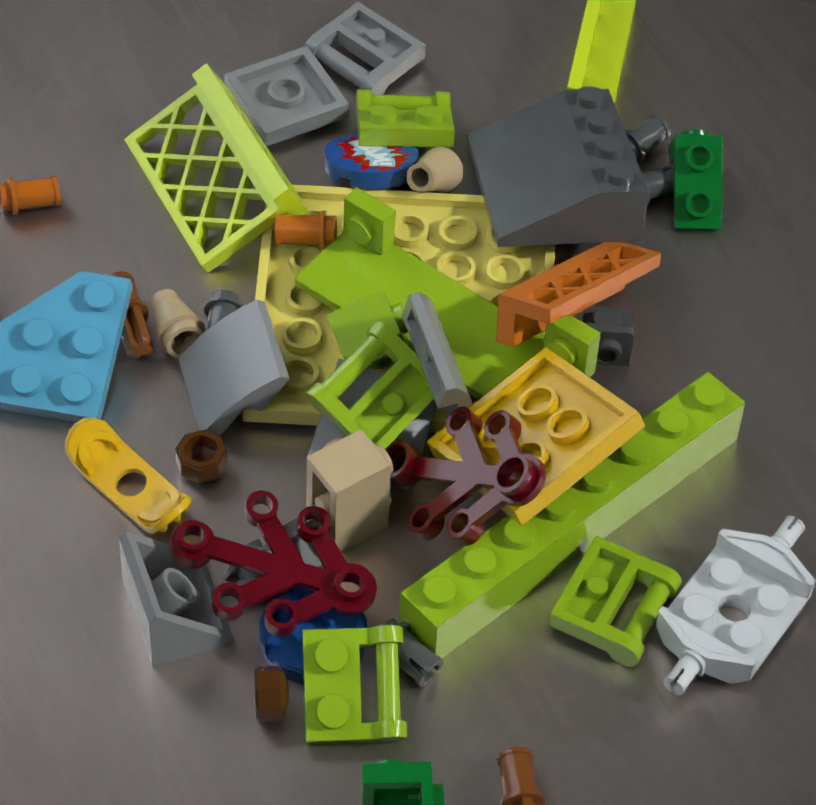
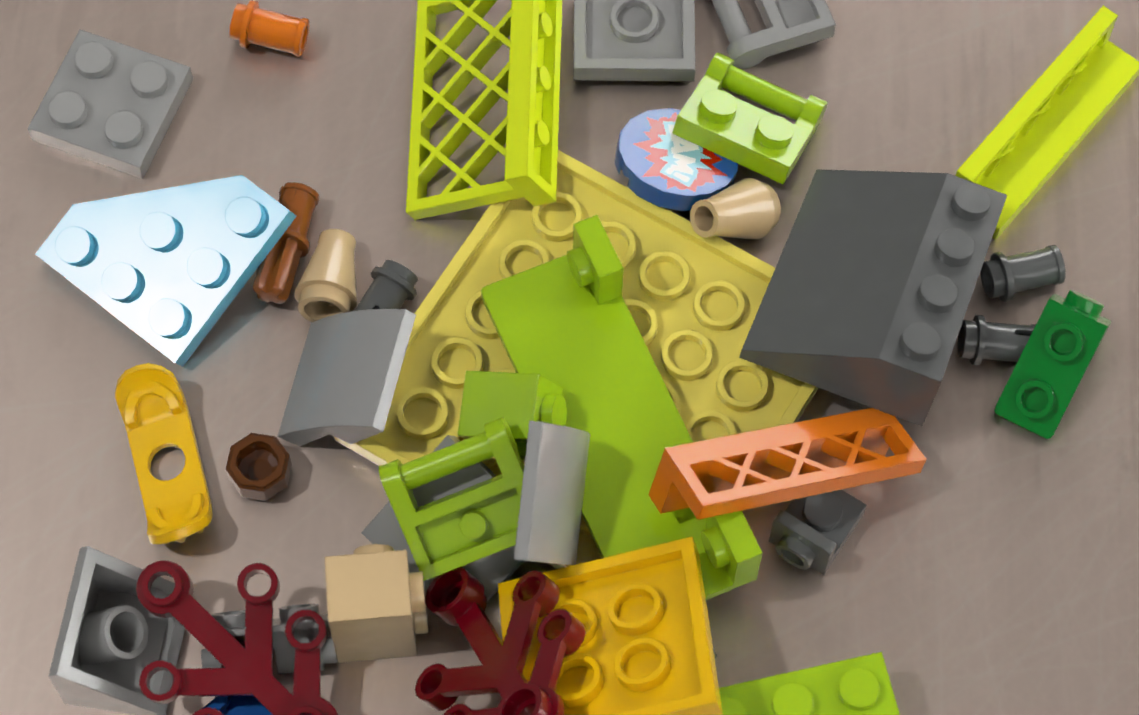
camera: 30 degrees right, 15 degrees up
(306, 229) = (532, 228): orange pin -> none

